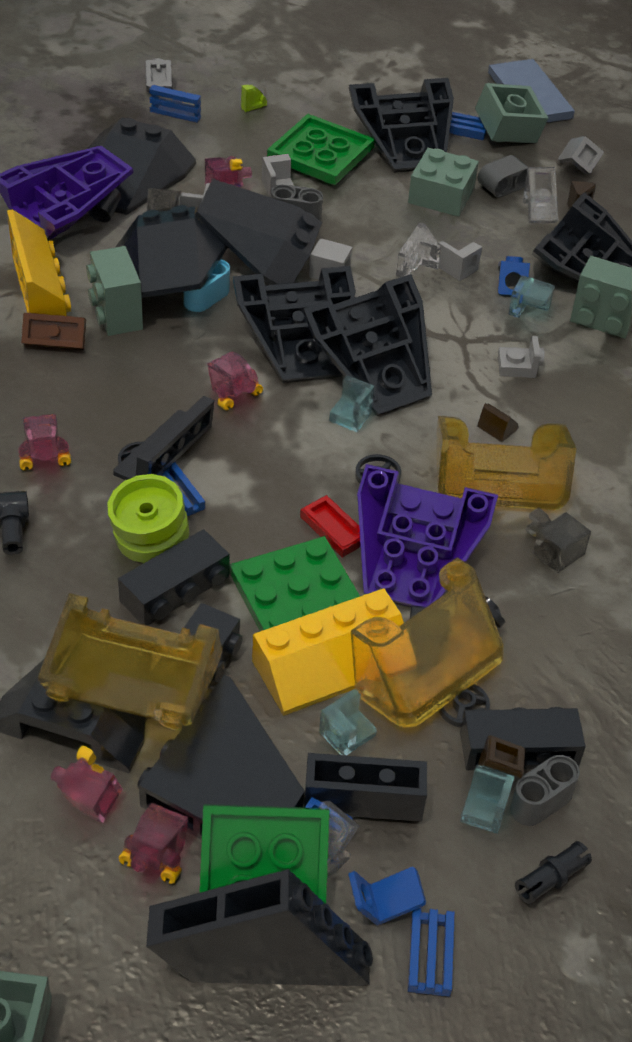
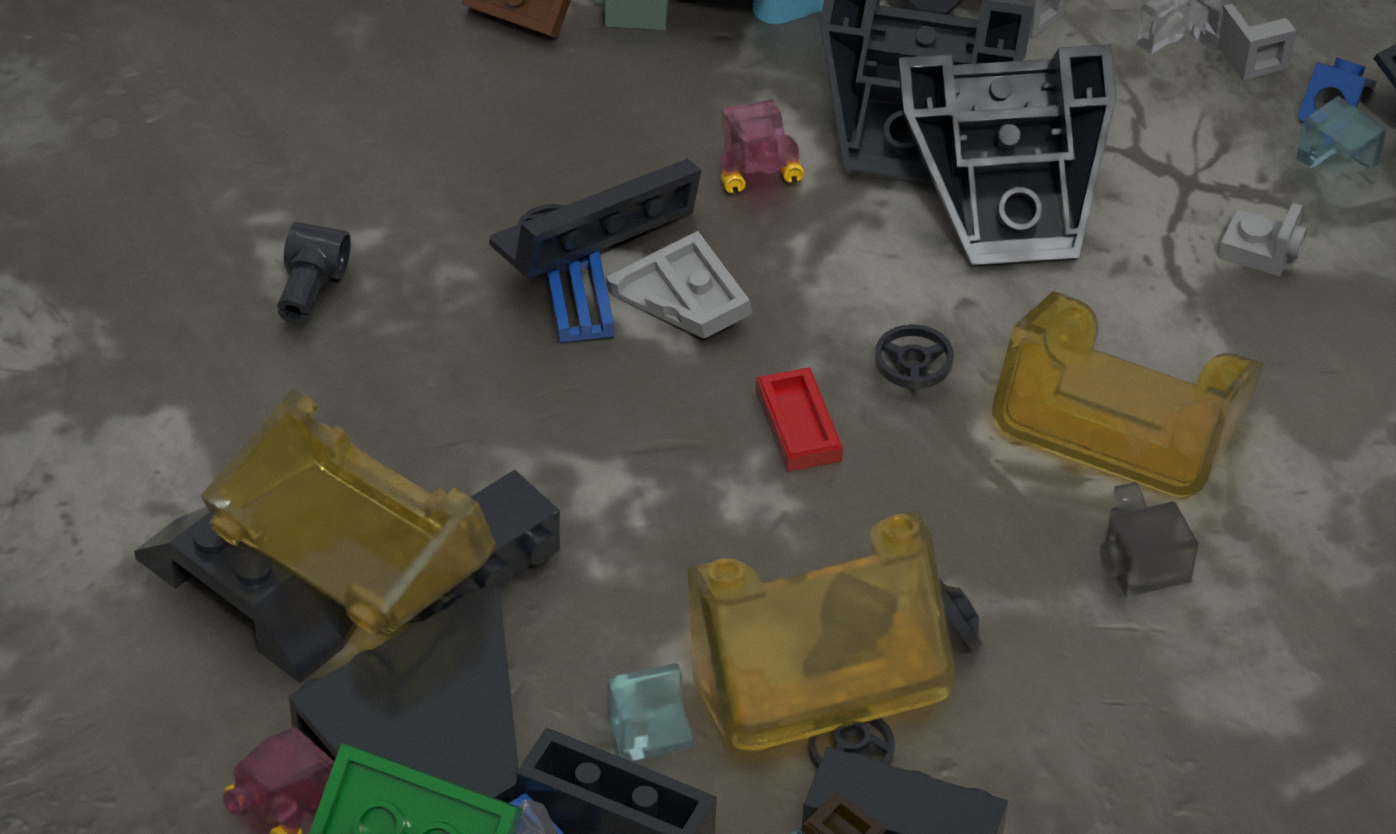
camera: 25 degrees right, 0 degrees up
(42, 441) = (412, 162): clear pink piece -> none
(88, 786) = (224, 686): clear pink piece -> none
(147, 516) = (505, 323): lime wheel -> none
(174, 577) = (504, 423): black brick -> none
(234, 469) = (683, 286): none -> light grey wing
(292, 582) = (684, 500): green plate -> none
(313, 654) = (632, 594): yellow slope -> none
(354, 405) = (934, 241): clear light blue panel -> none
(414, 534) = (908, 448): dark purple wedge -> none
(496, 423) = (1161, 331): dark brown slope -> none

